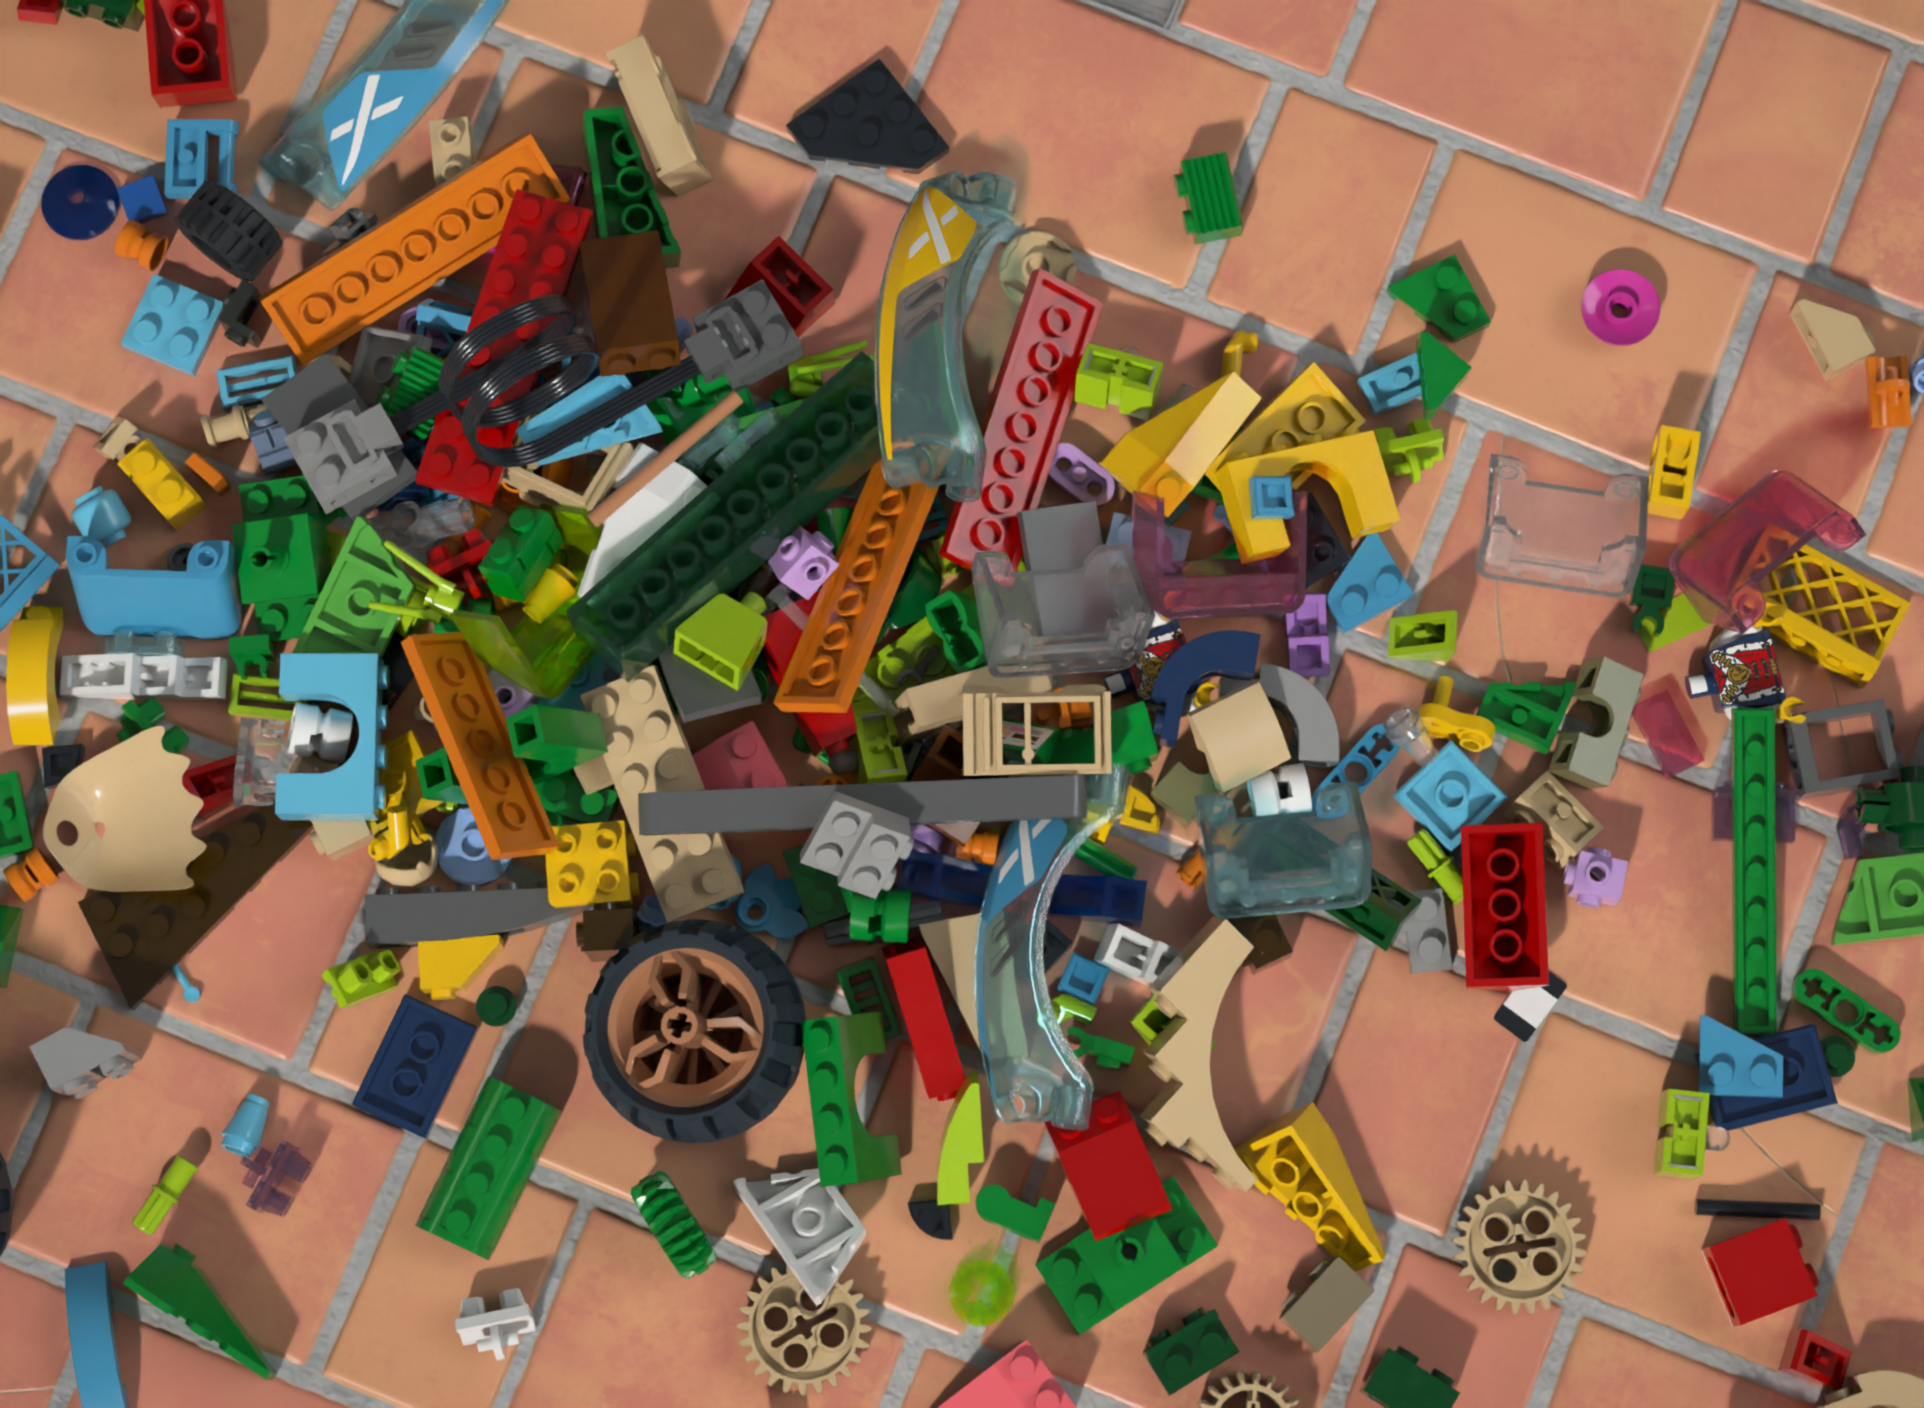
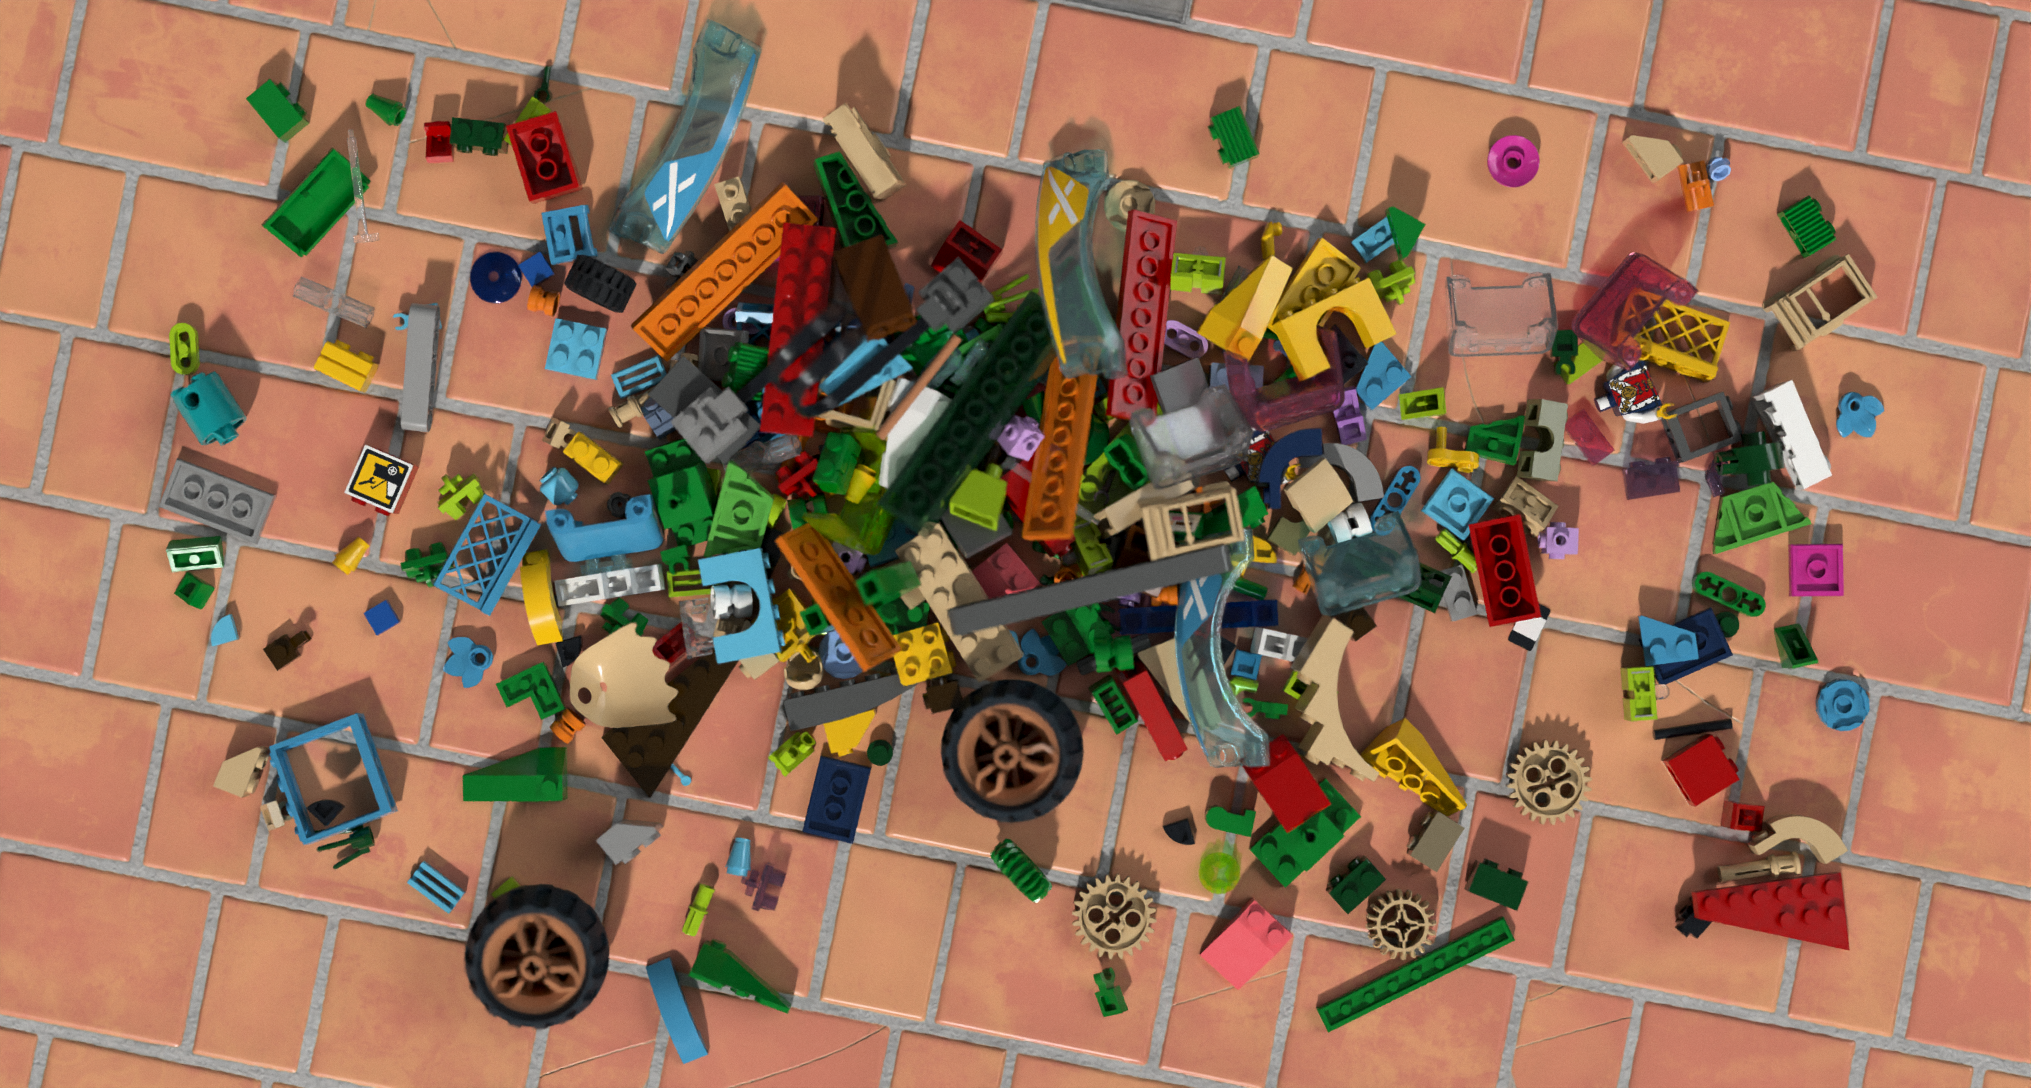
camera: 10 degrees left, 10 degrees up
(208, 473) = (621, 444): orange tile -> none
(238, 309) = (616, 330): pearl dark grey bracket -> none
(394, 838) = (794, 661): yellow arm -> none
(440, 597) = (792, 502): lime plant -> none
(488, 1168) = (896, 856): green container -> none
(495, 1328) = (911, 954): white hips -> none
(651, 913) = (965, 676): light blue plate -> none
(806, 1225) = (1103, 853): white wing -> none
(843, 1144) = (1101, 744): green arch -> none
(858, 844) = (1093, 616): light grey plate -> none
(869, 126) = (1001, 128): black plate -> none
(960, 1144) = (1190, 786): lime slope -> none
(1271, 497) = (1313, 338): dark azure tile -> none
(1410, 735) = (1425, 470): clear cone -> none
(1443, 298) = (1397, 175): green wing -> none
(1672, 471) = (1565, 266): yellow brick -> none
(1753, 870) = (1657, 517): green tile -> none

